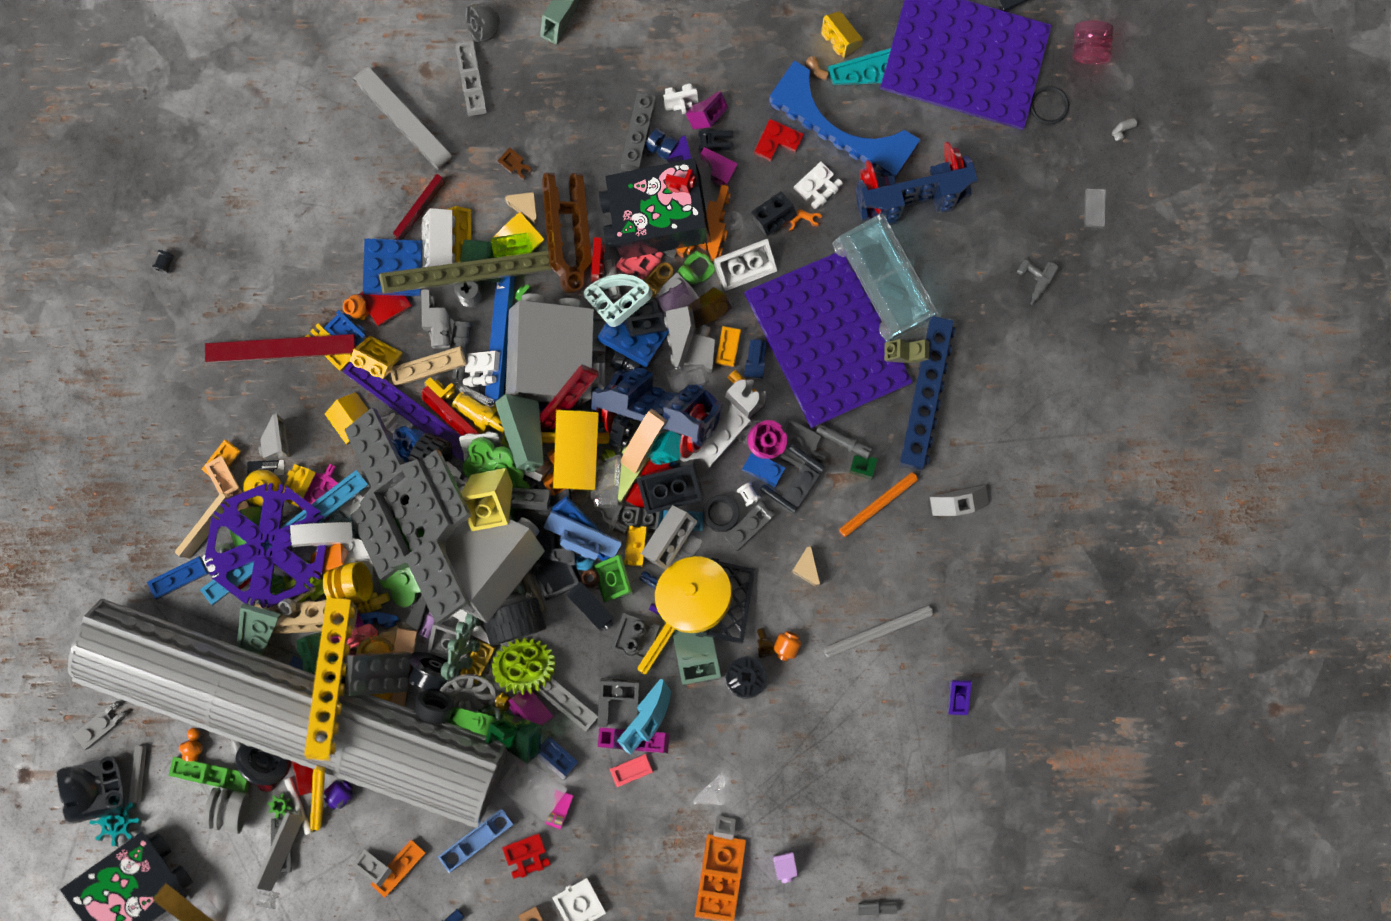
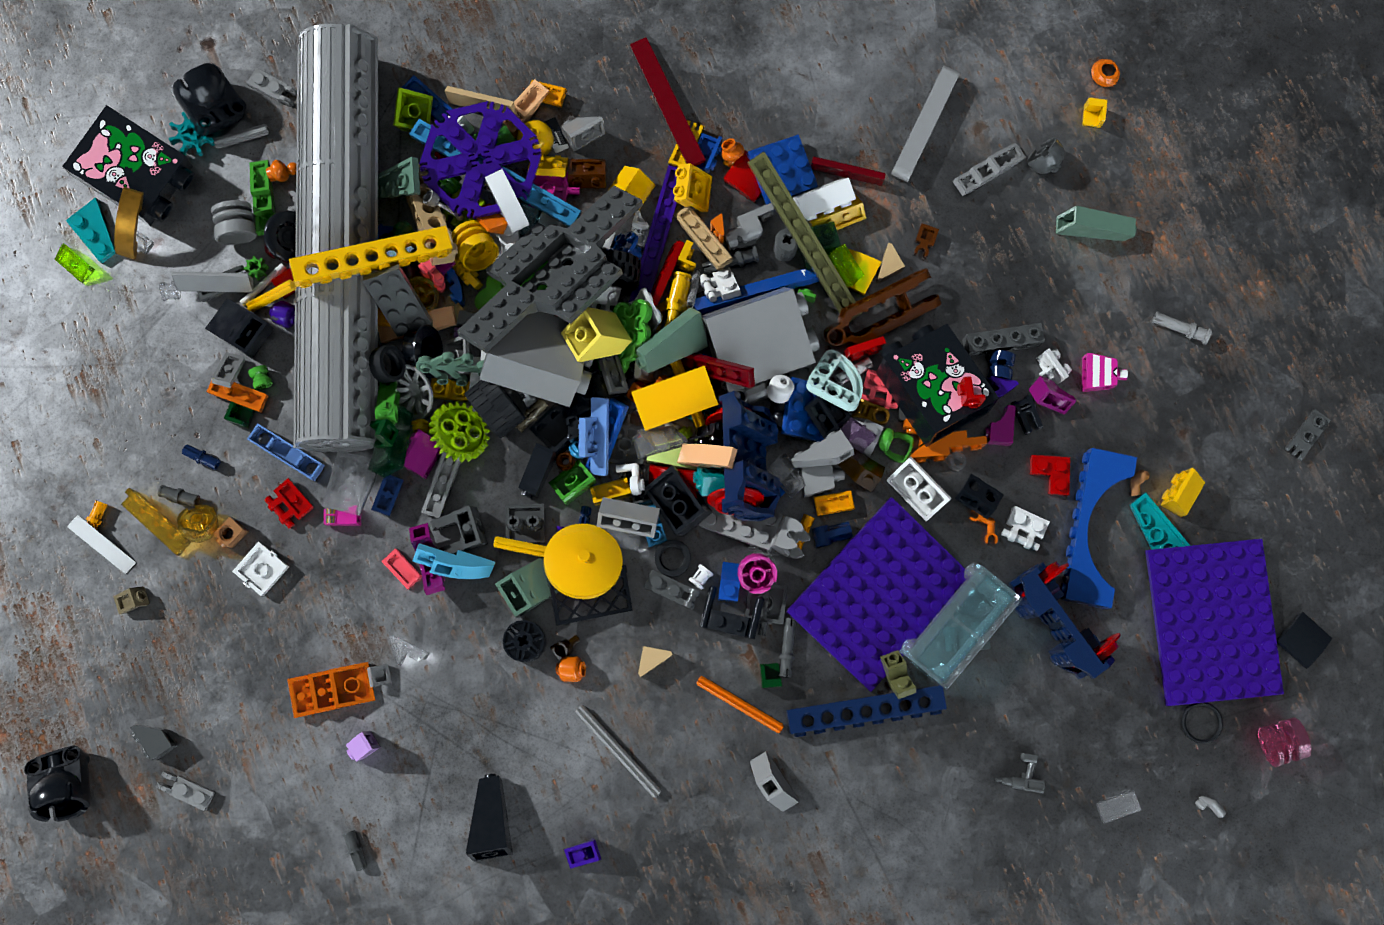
camera: 65 degrees right, 0 degrees up
(184, 594) = (411, 107): none -> lime slope
(317, 451) = (587, 173): none -> reddish brown bracket
(333, 843) = (239, 328): none -> black slope
(392, 840) = (260, 377): none -> bright green wheel
(421, 873) = (239, 415): none -> dark green panel
(427, 348) = (717, 228): none -> orange slope
(605, 350) = (780, 389): none -> white head
(639, 518) = (637, 484): none -> white plate
(703, 59) = (1100, 372): none -> dark pink torso
(904, 773) = (489, 826): none -> black slope

